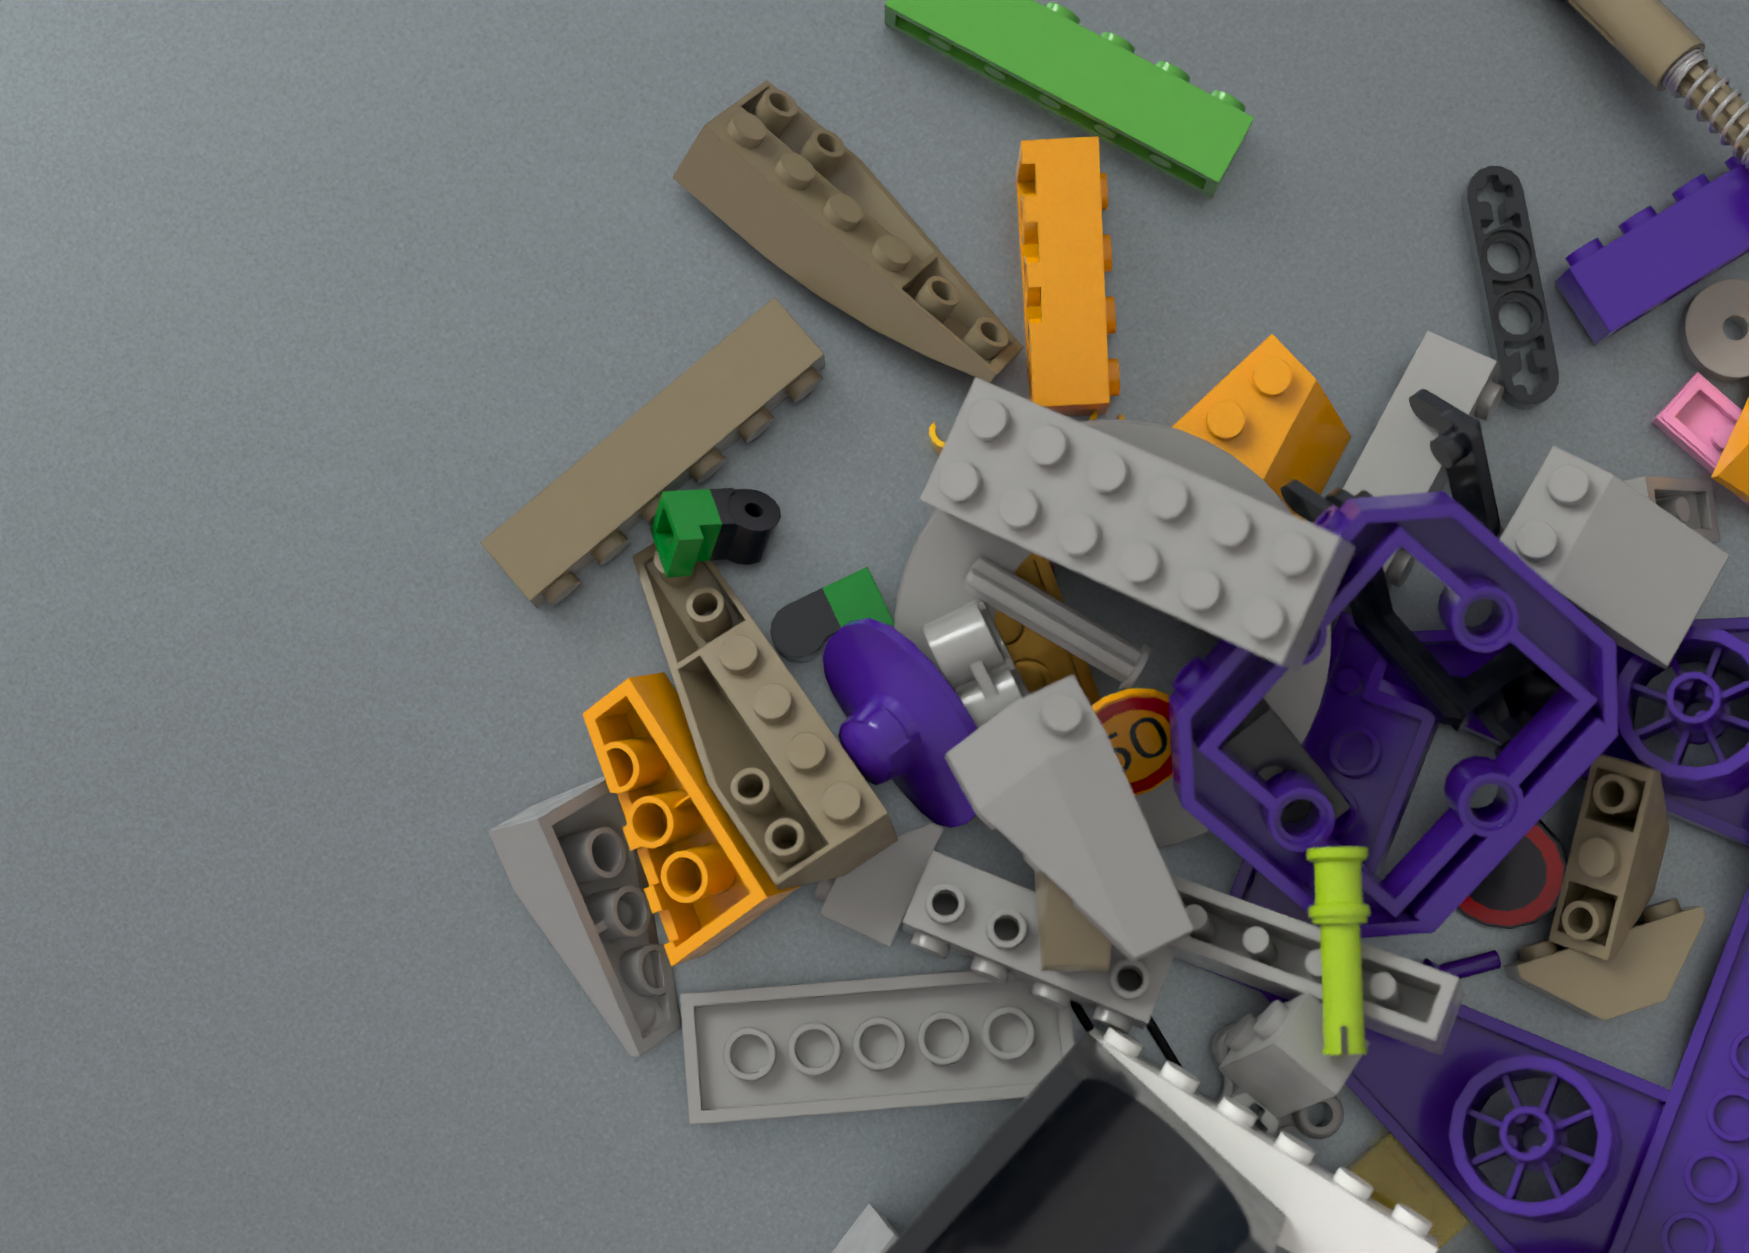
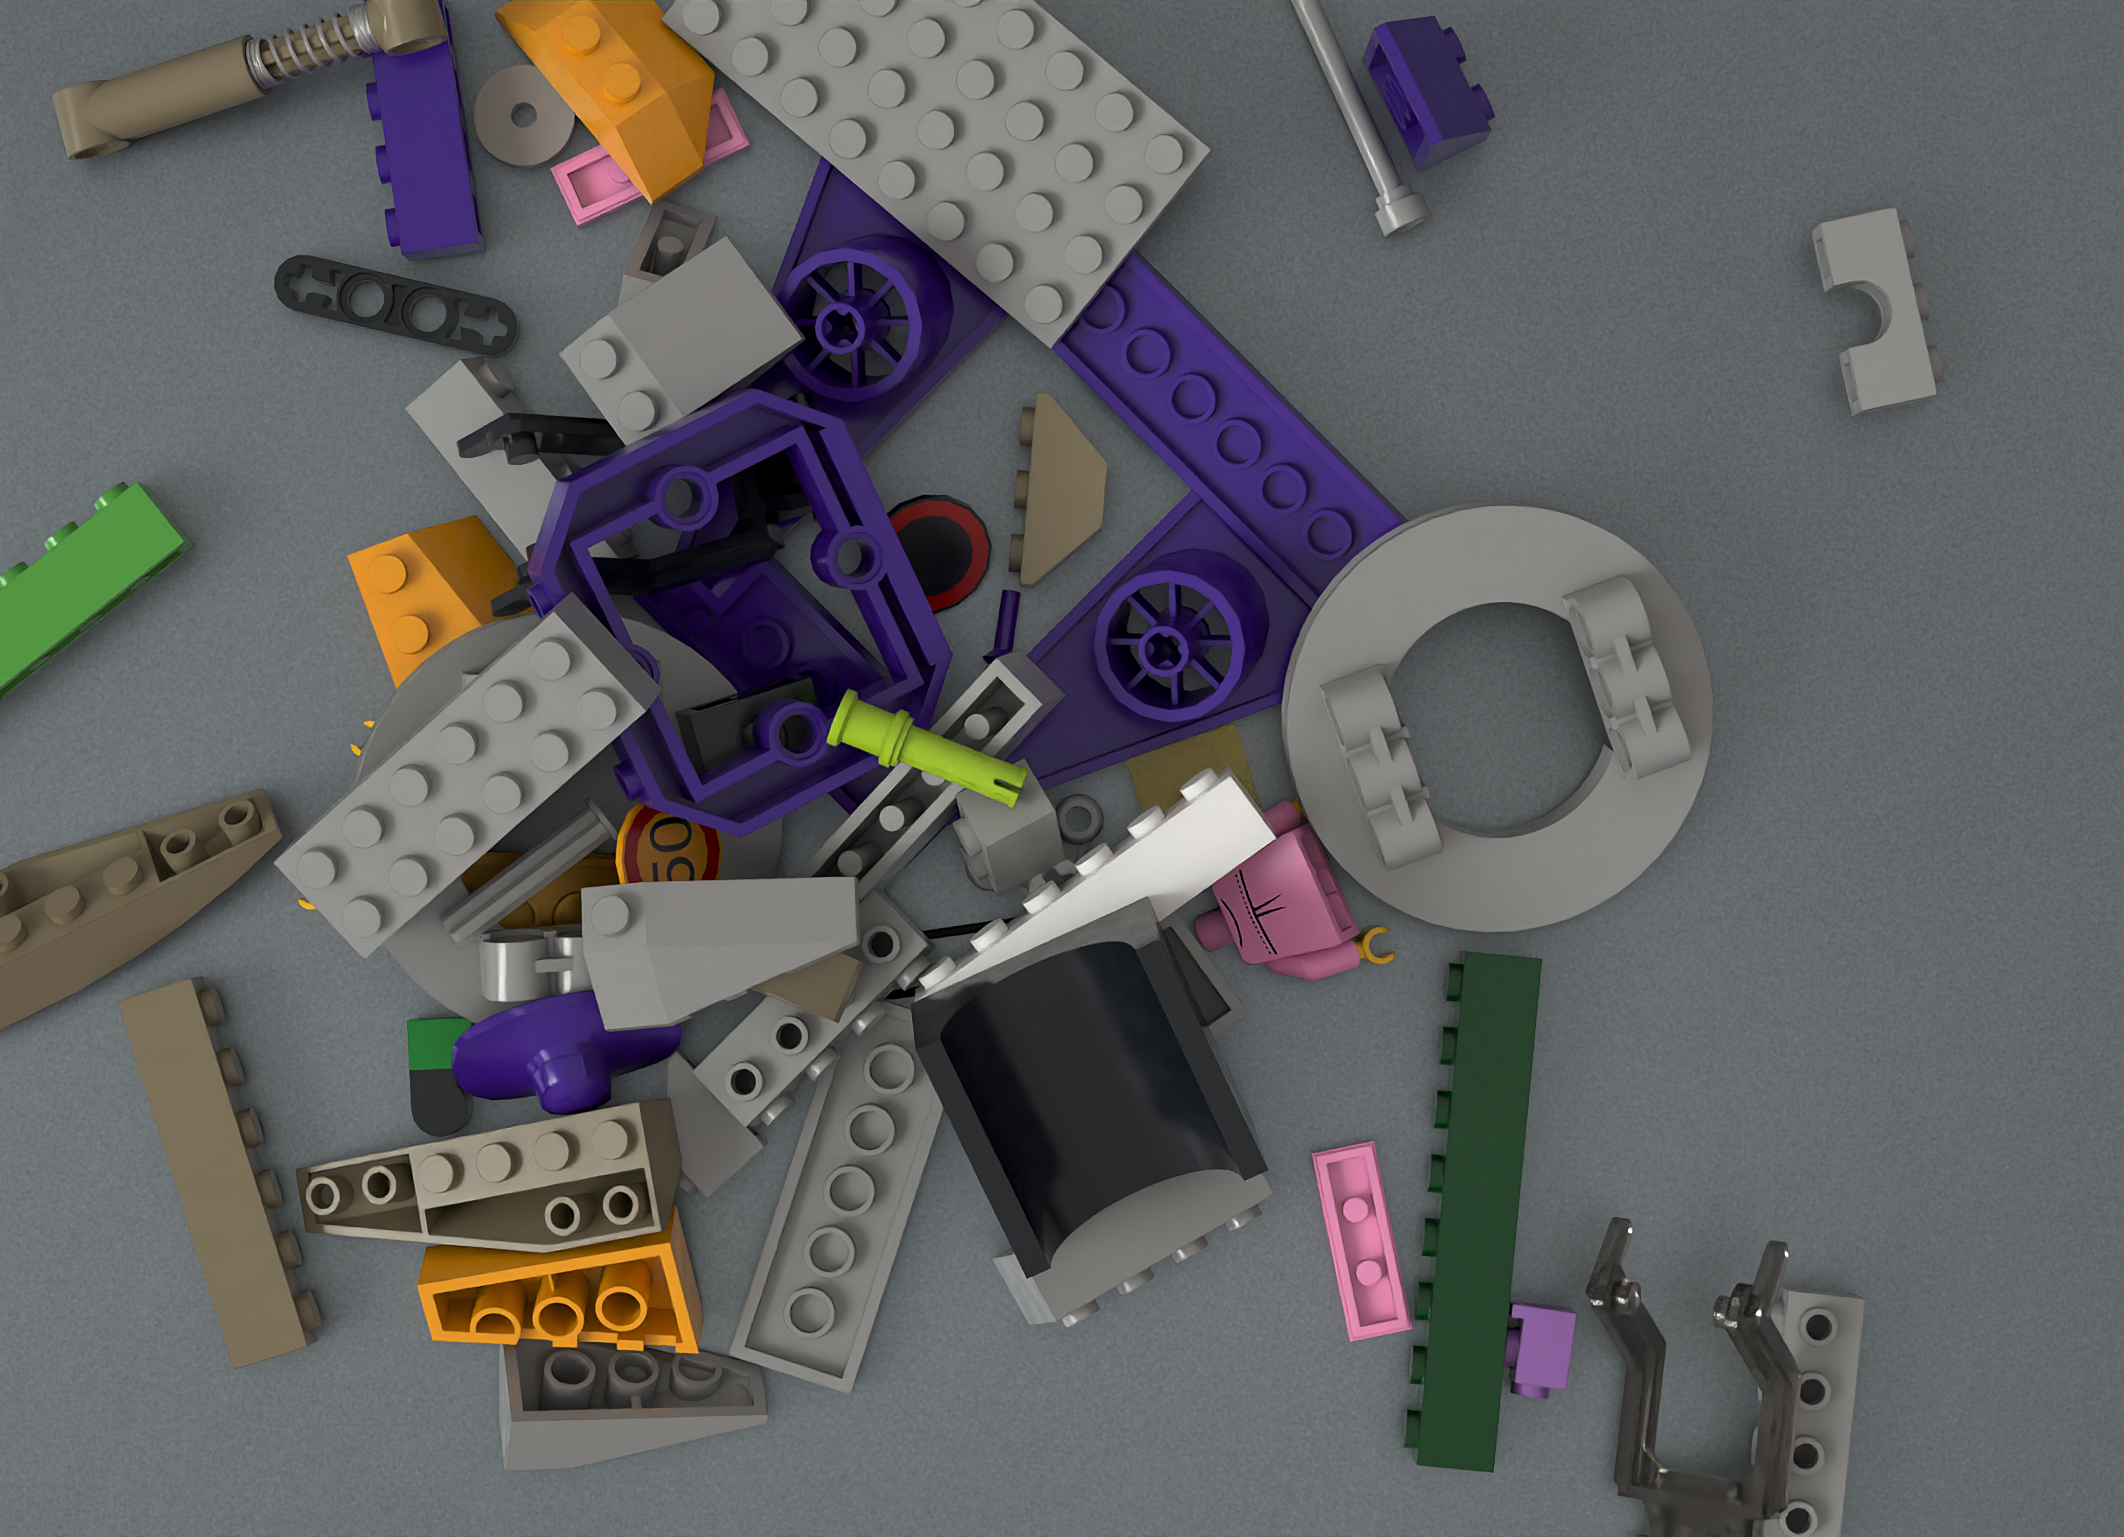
camera: 70 degrees left, 5 degrees up
(713, 526) = (310, 1147): leg -> none
(1064, 275) = (214, 722): light orange wedge -> none
(1612, 857) = (959, 454): dark tan slope -> none

